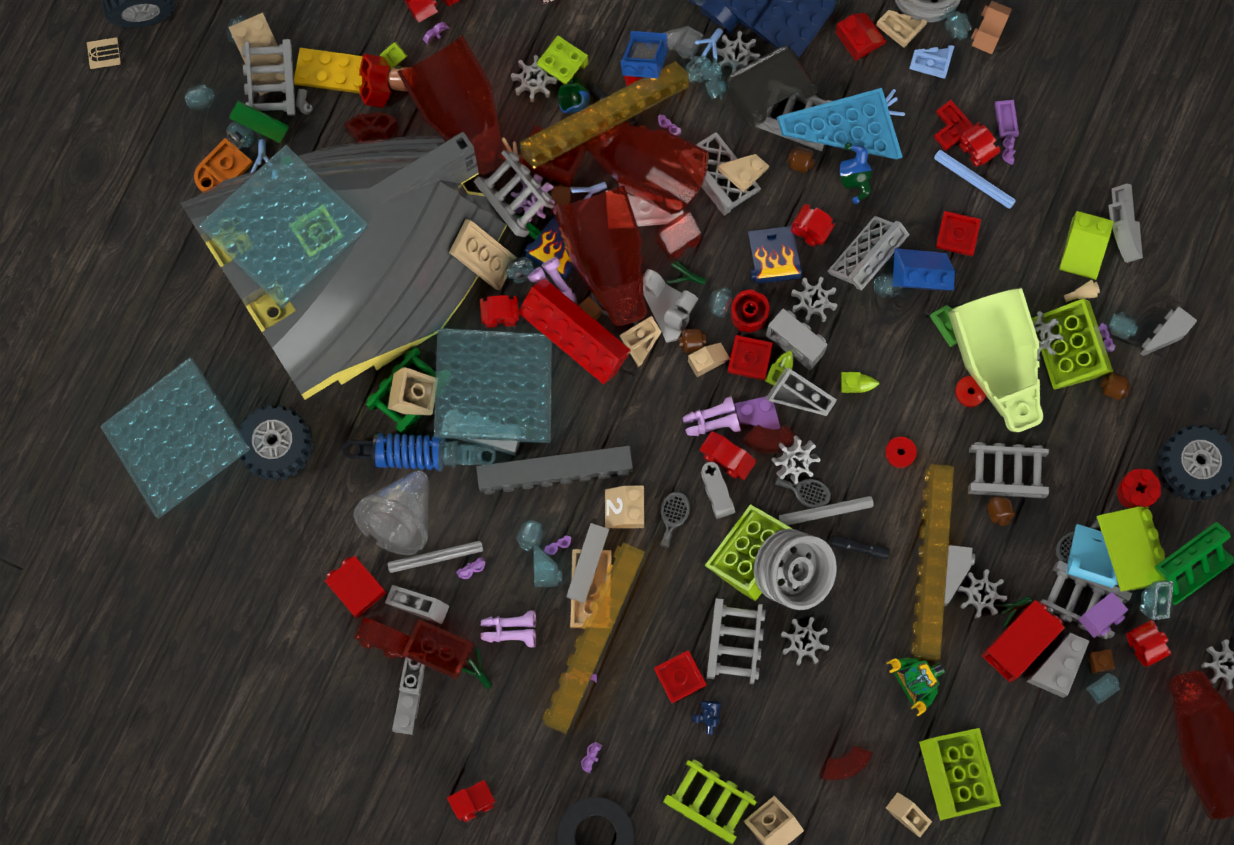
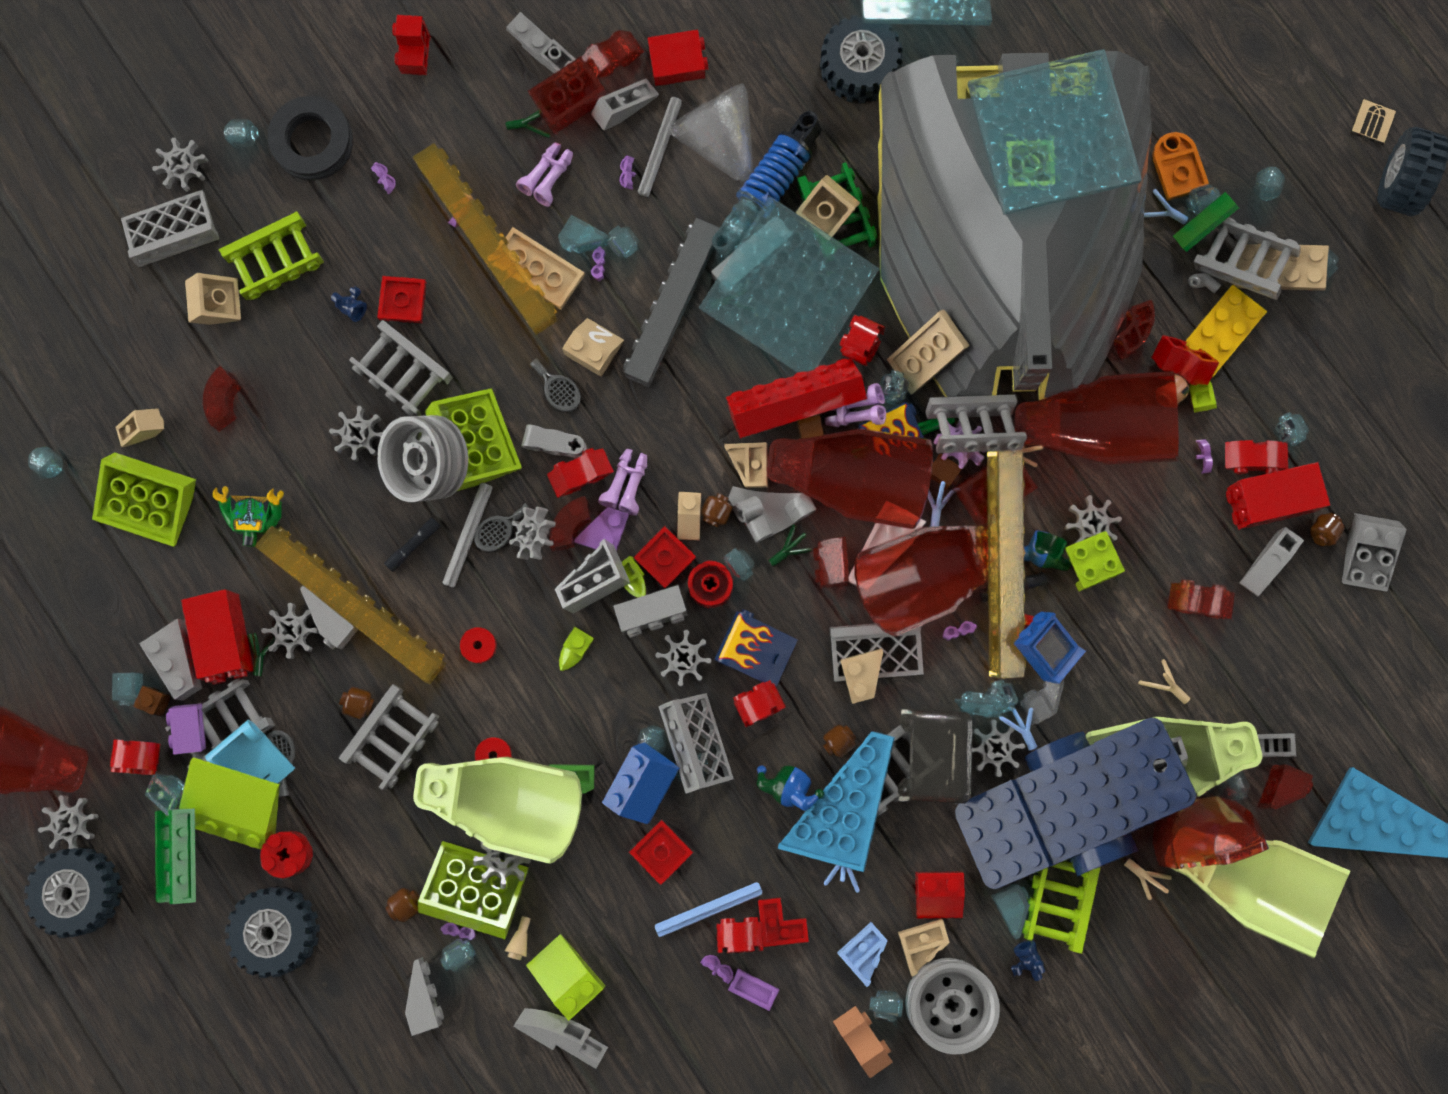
camera: 125 degrees right, 5 degrees up
(587, 563) = (560, 276): light grey tile -> none

